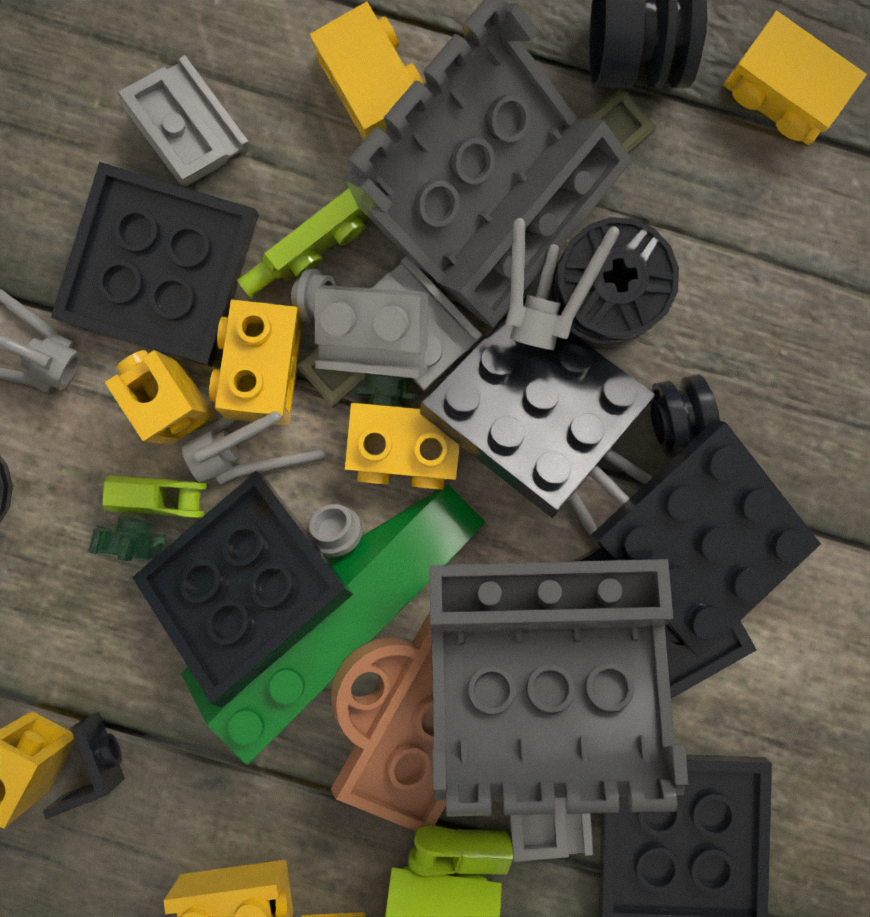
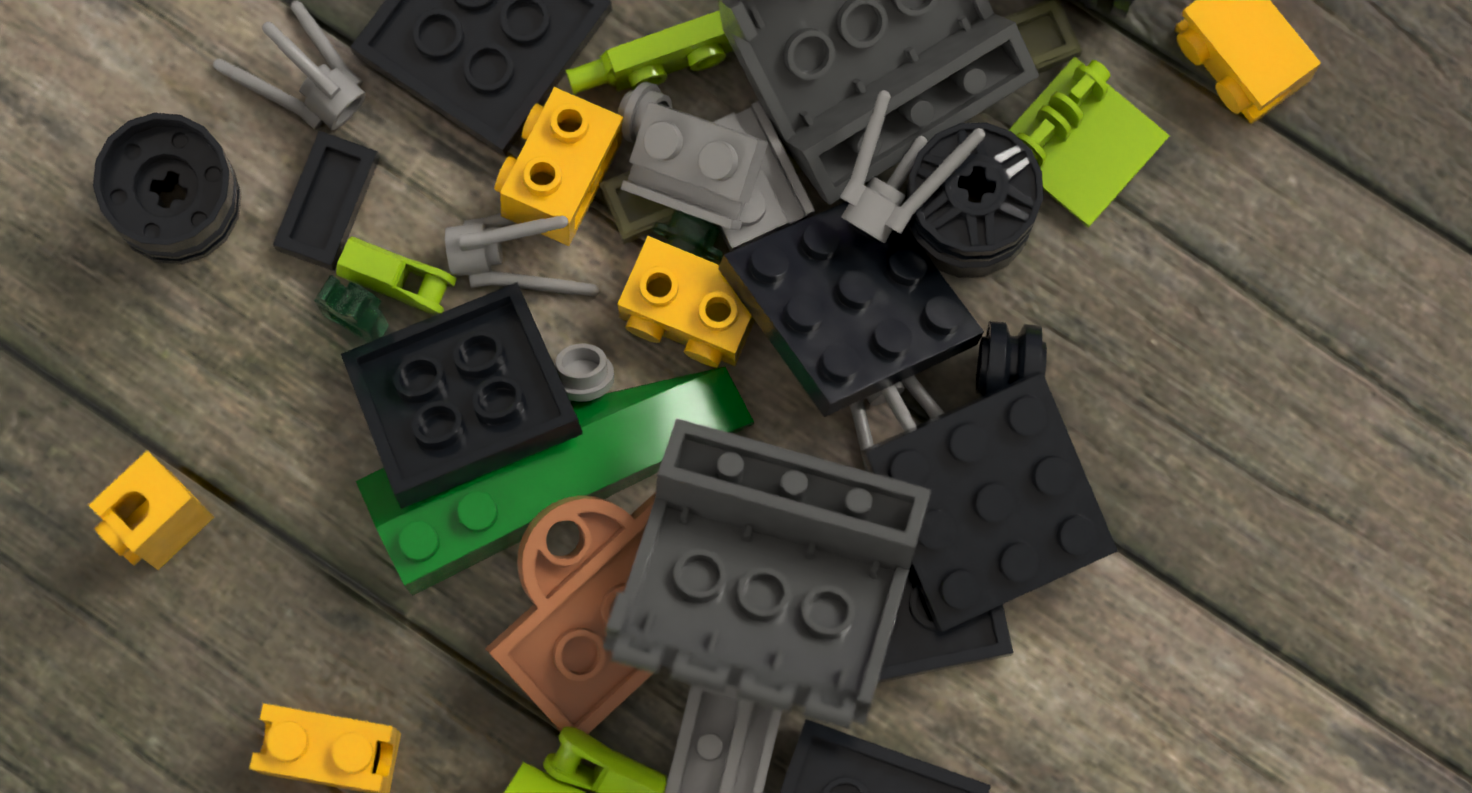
camera: 20 degrees right, 10 degrees down
(78, 449) = (326, 200): none -> black tile
(102, 761) = (240, 542): black bracket -> none
(159, 397) = (444, 166): yellow brick -> none
(683, 198) = (1087, 139): none -> lime hinge

